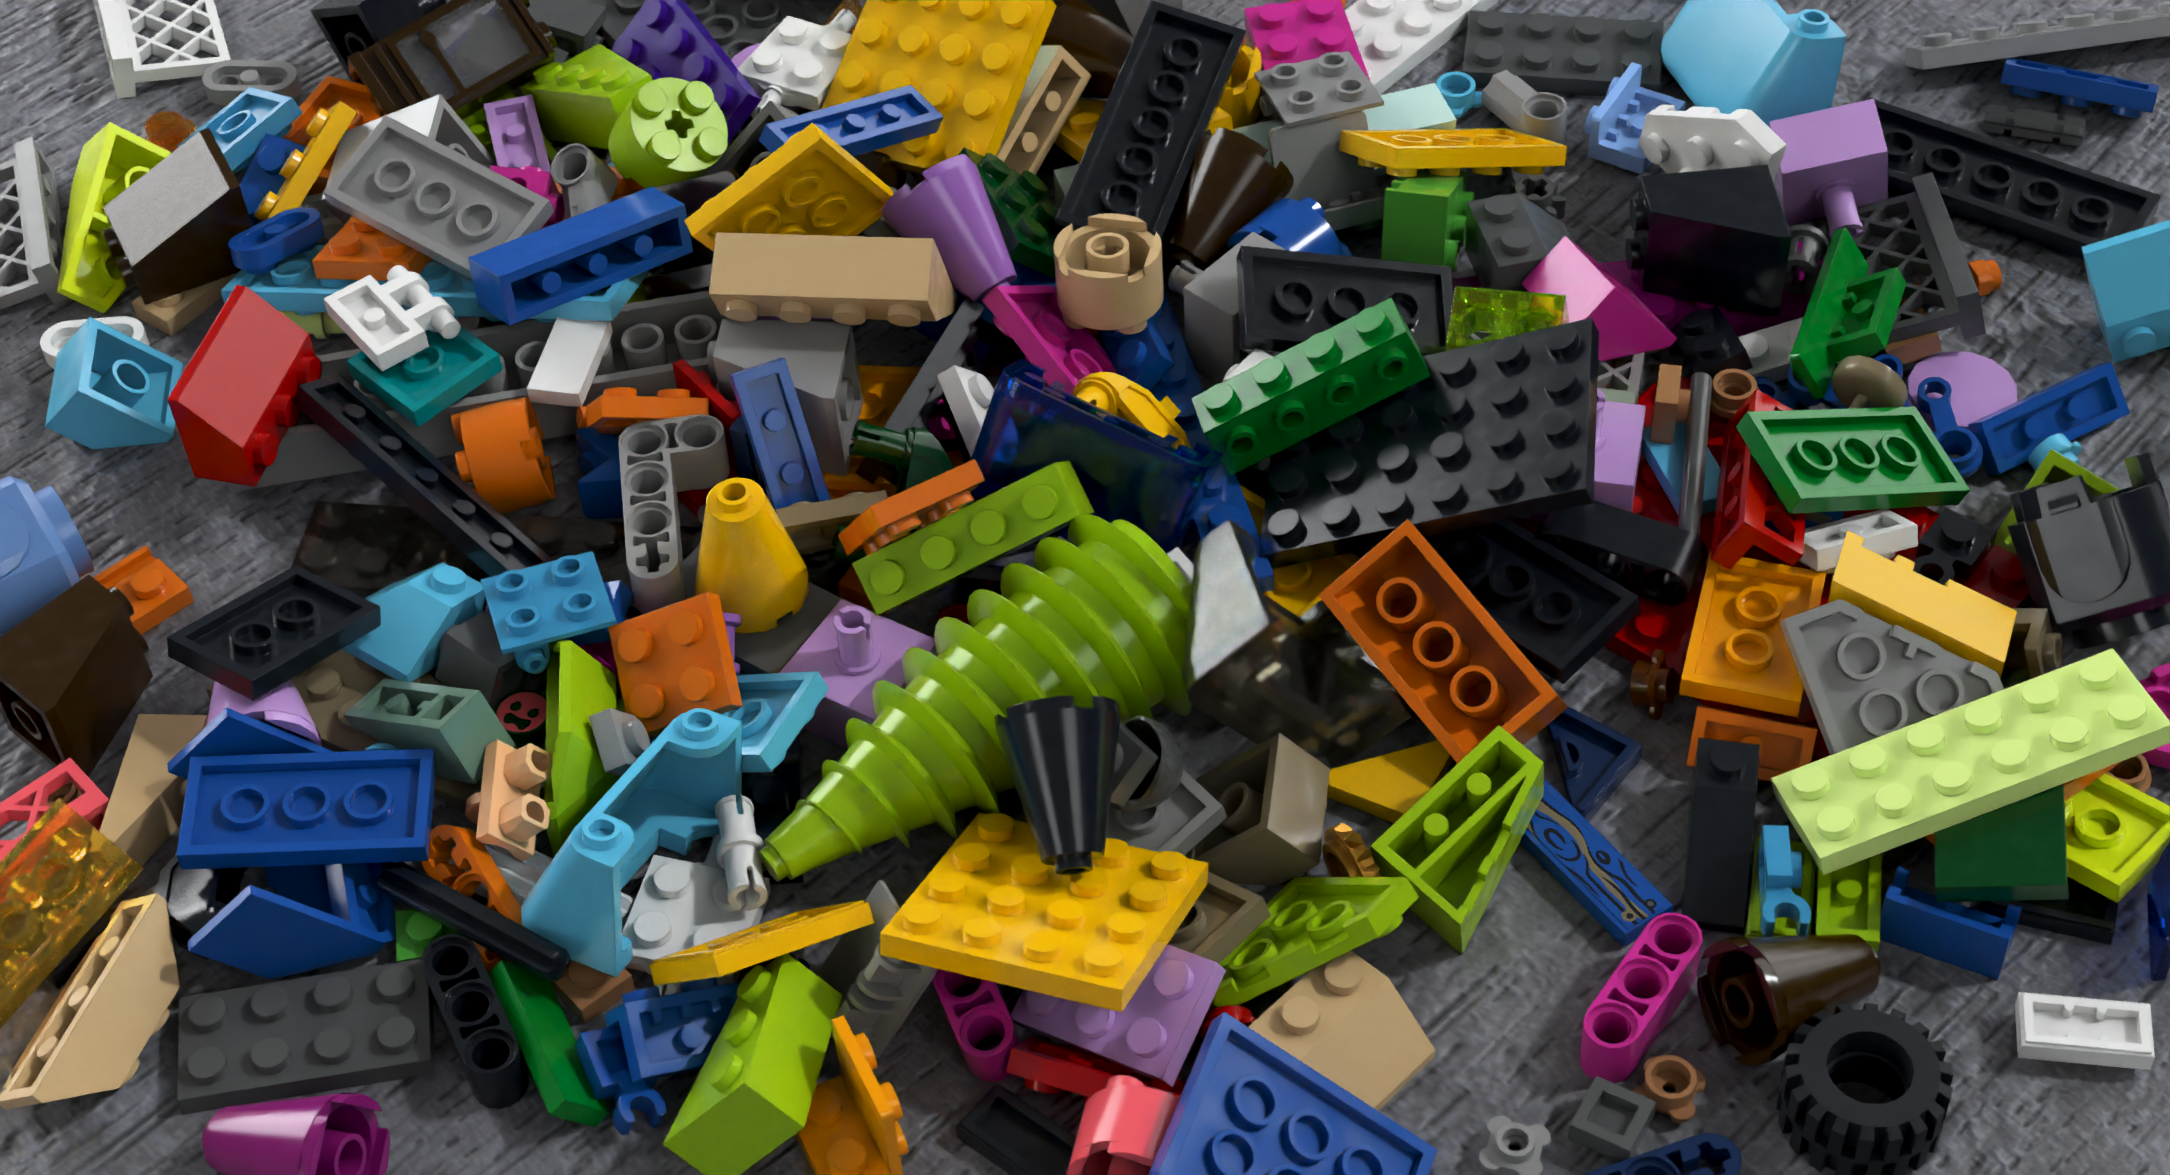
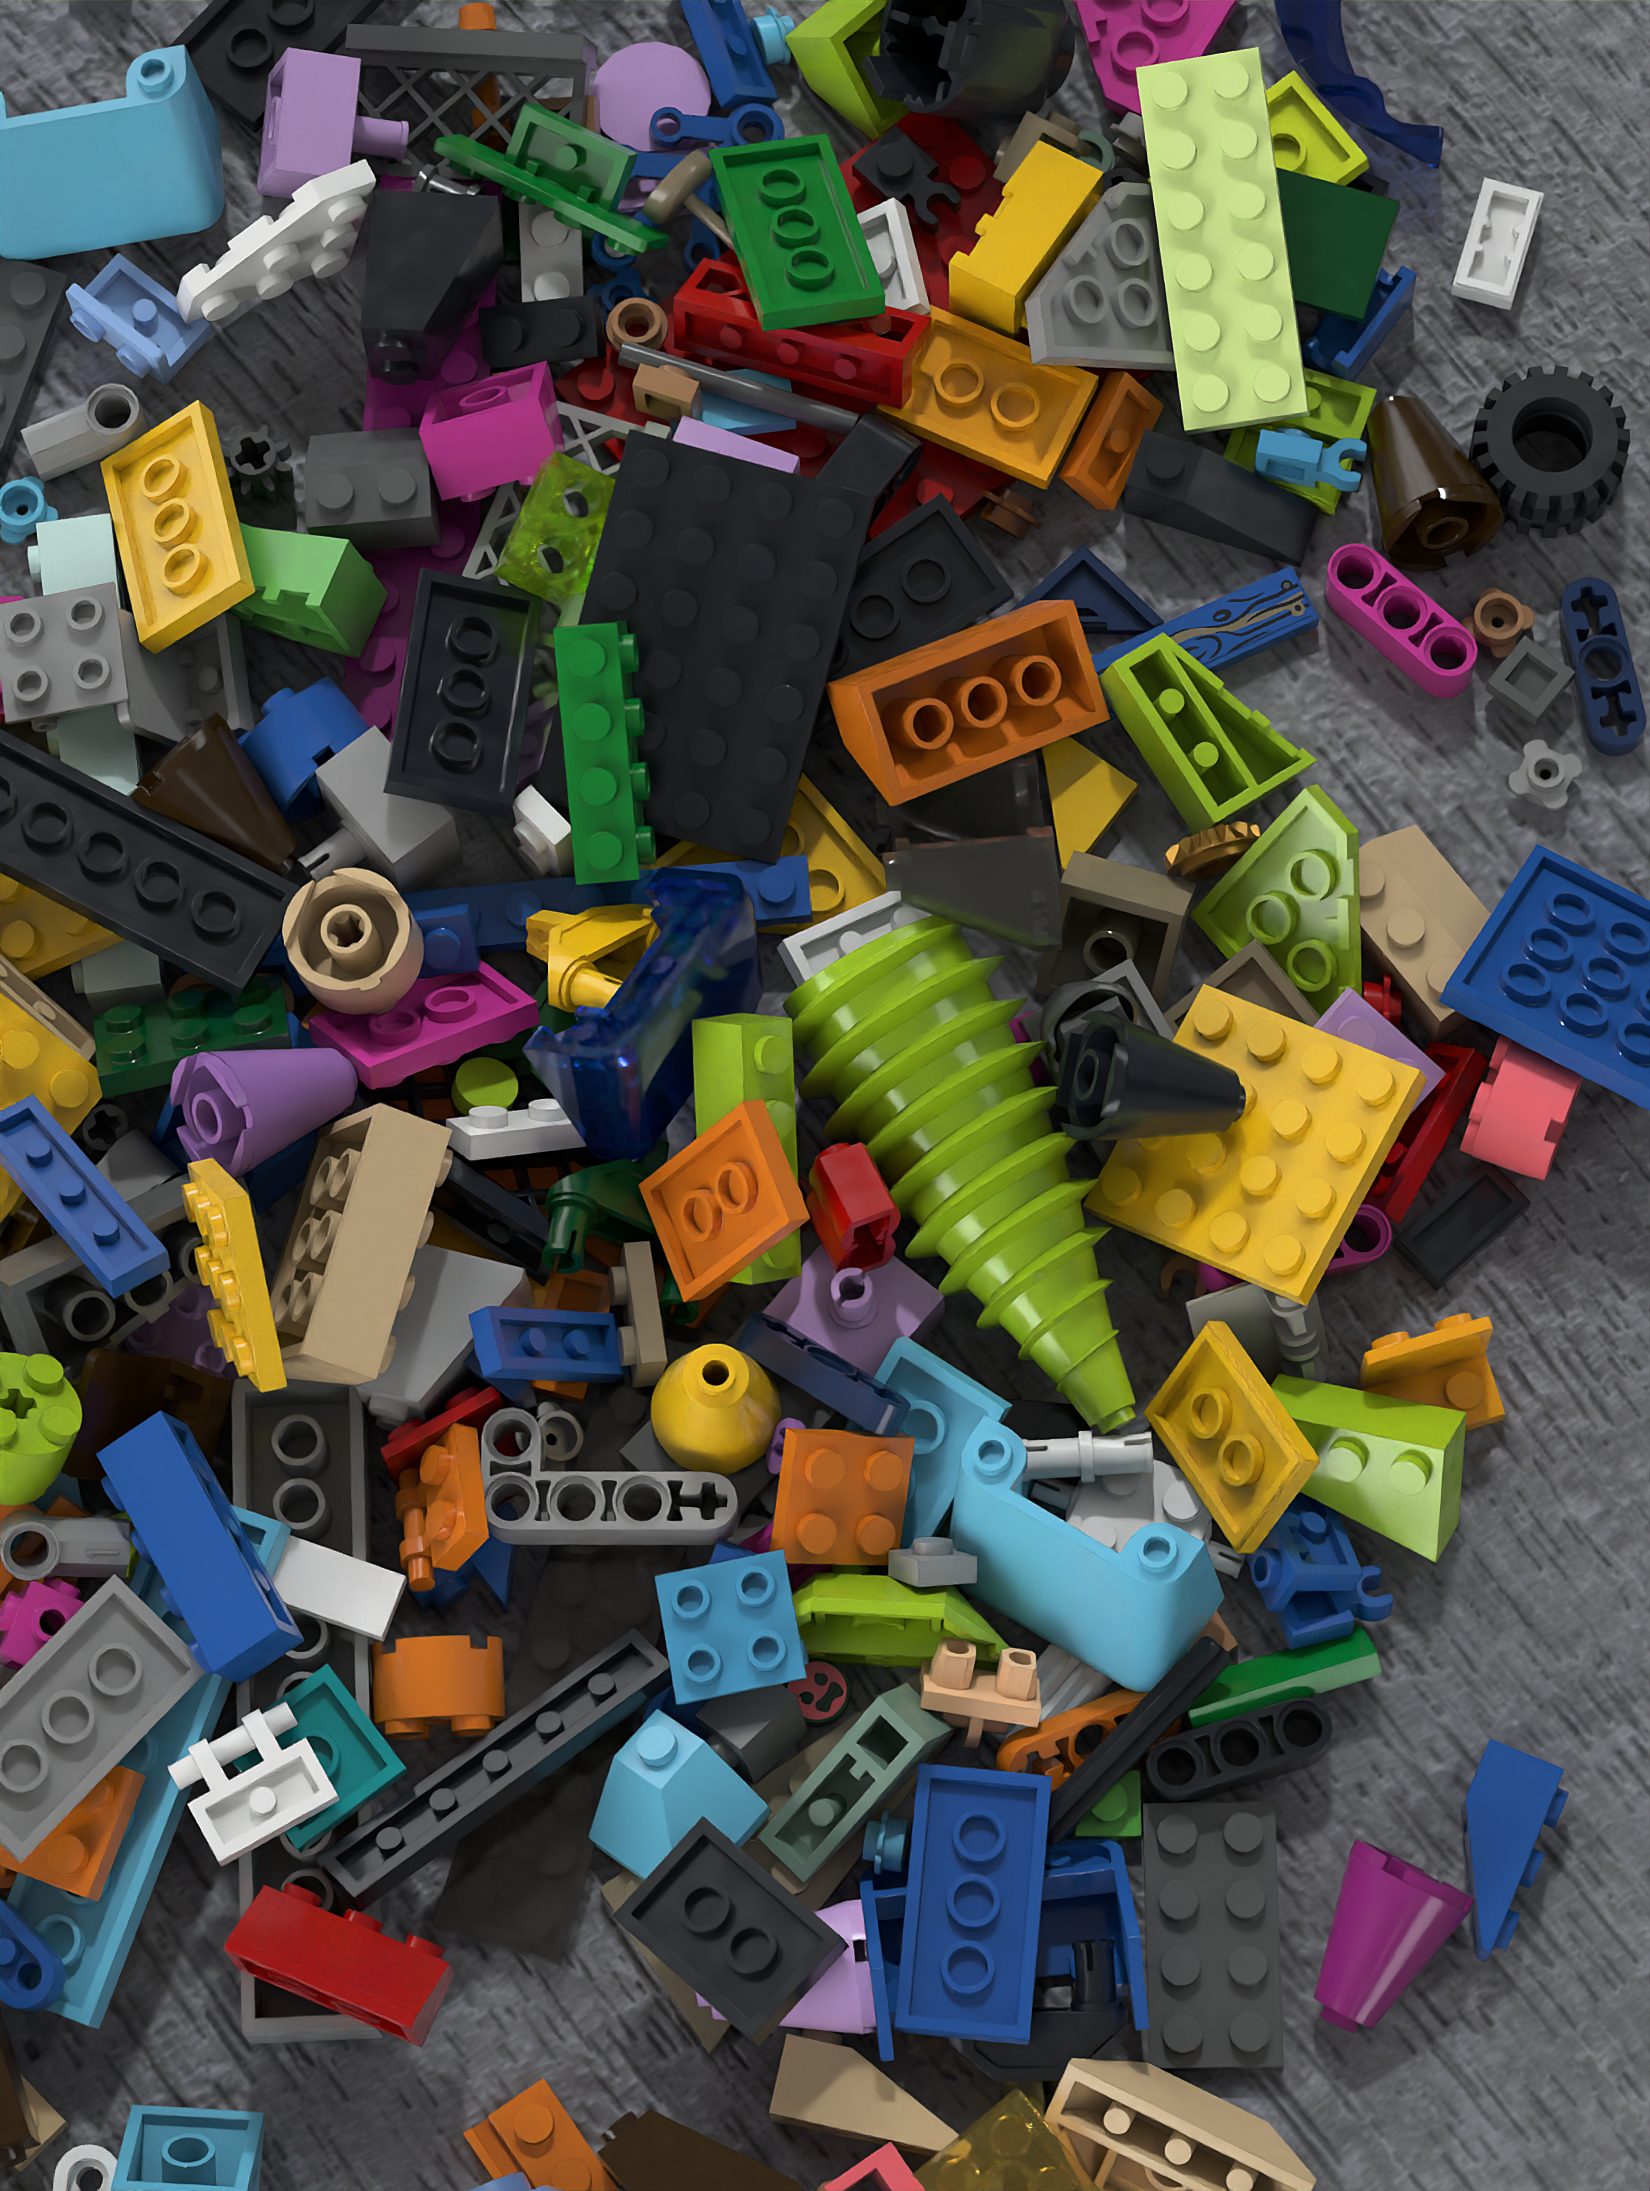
camera: 80 degrees left, 25 degrees up
(761, 638) = (823, 1374): none -> dark blue beam
(916, 597) = (852, 1208): none -> red brick

